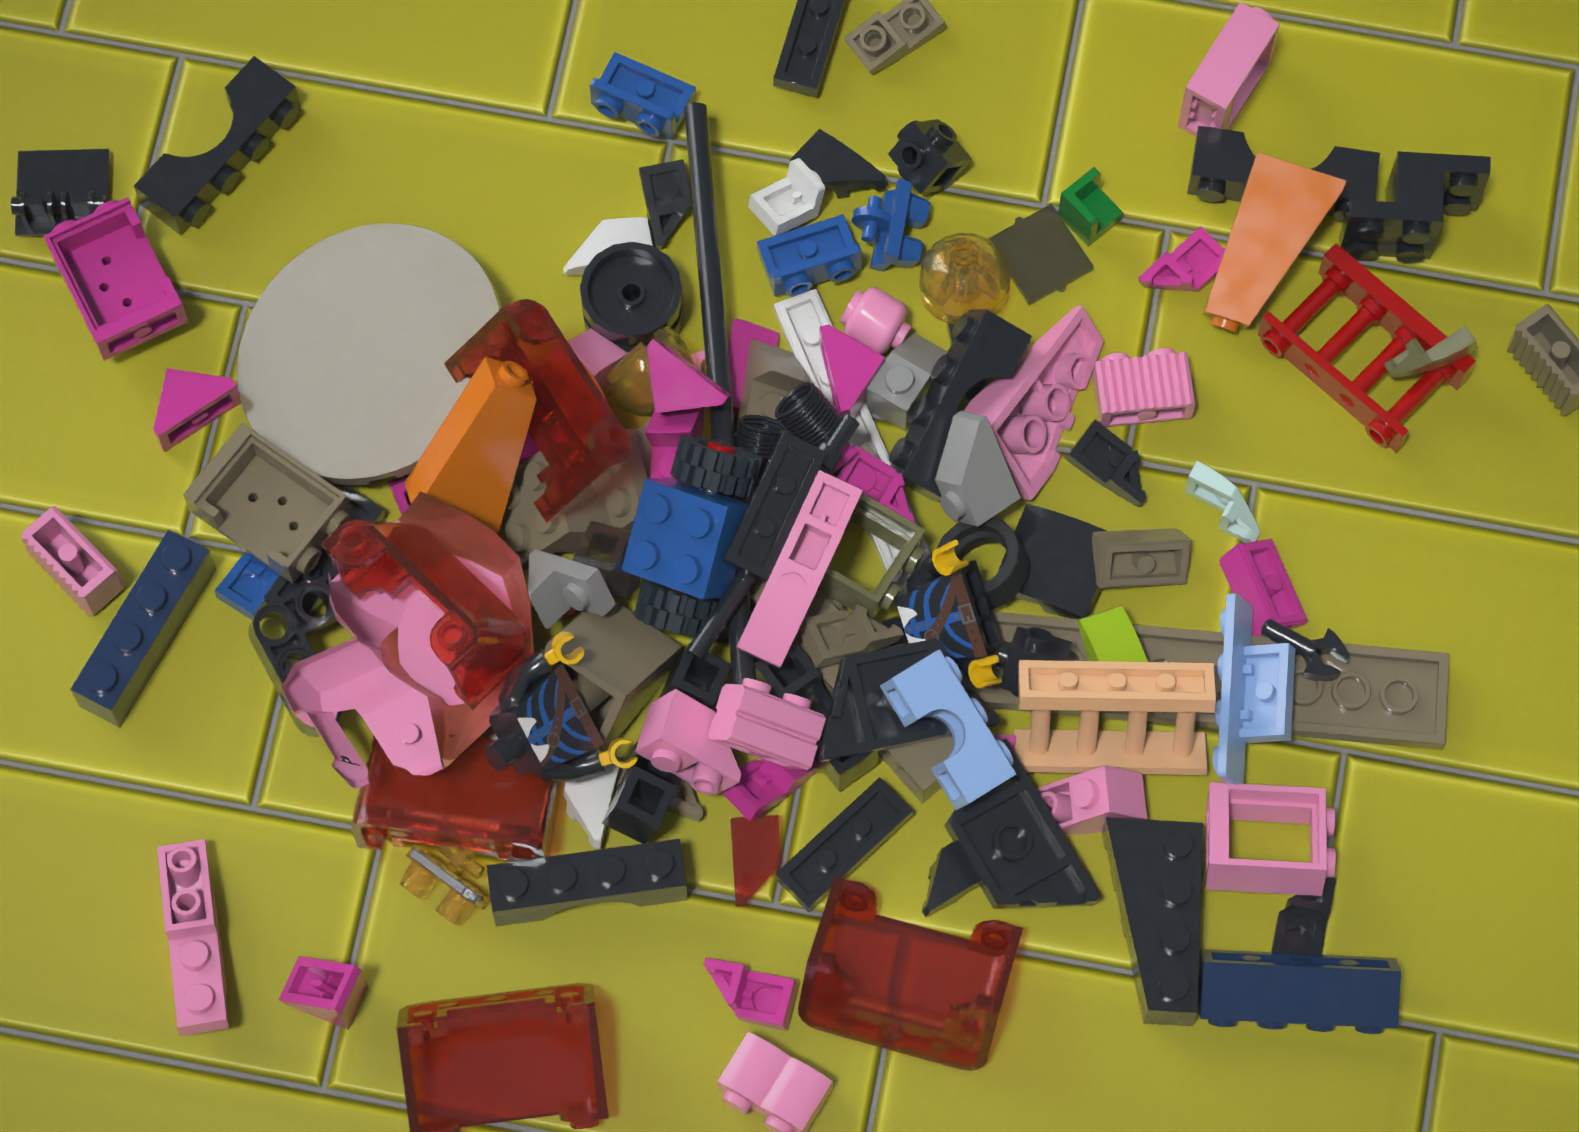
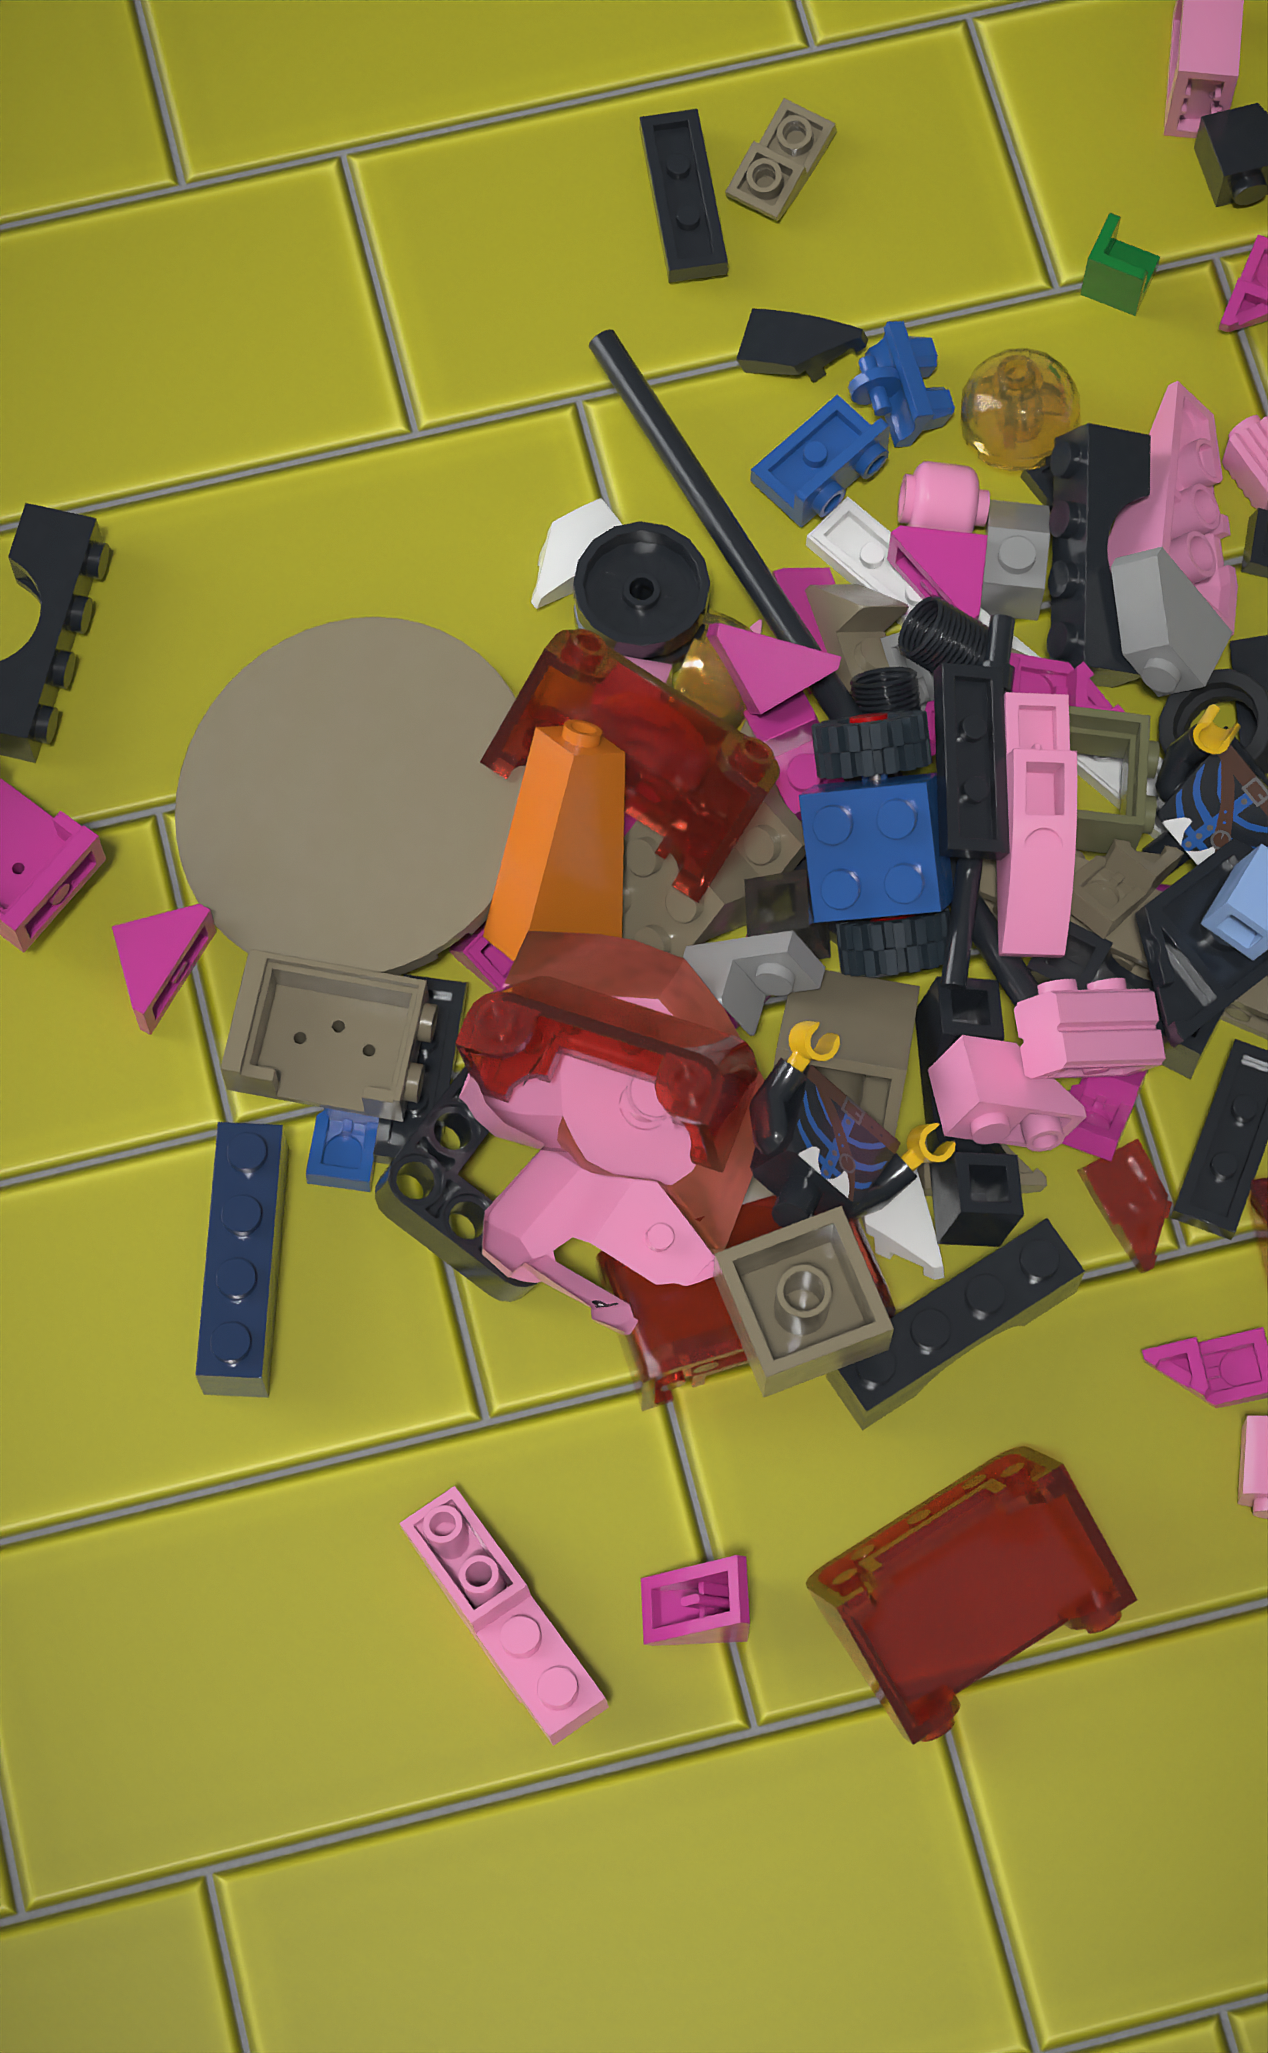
camera: 25 degrees left, 0 degrees up
(72, 561) = (112, 1215): bright pink brick -> none
(462, 896) = (808, 1418): clear yellow hips -> none
(469, 816) = (802, 1301): none -> dark tan brick
(641, 96) = (521, 357): blue bracket -> none
(665, 197) = (609, 465): black slope -> none
(789, 200) = (764, 403): white bracket -> none
(929, 155) = (902, 282): black brick -> none
(1042, 254) = (1092, 343): clear smoke piece -> none

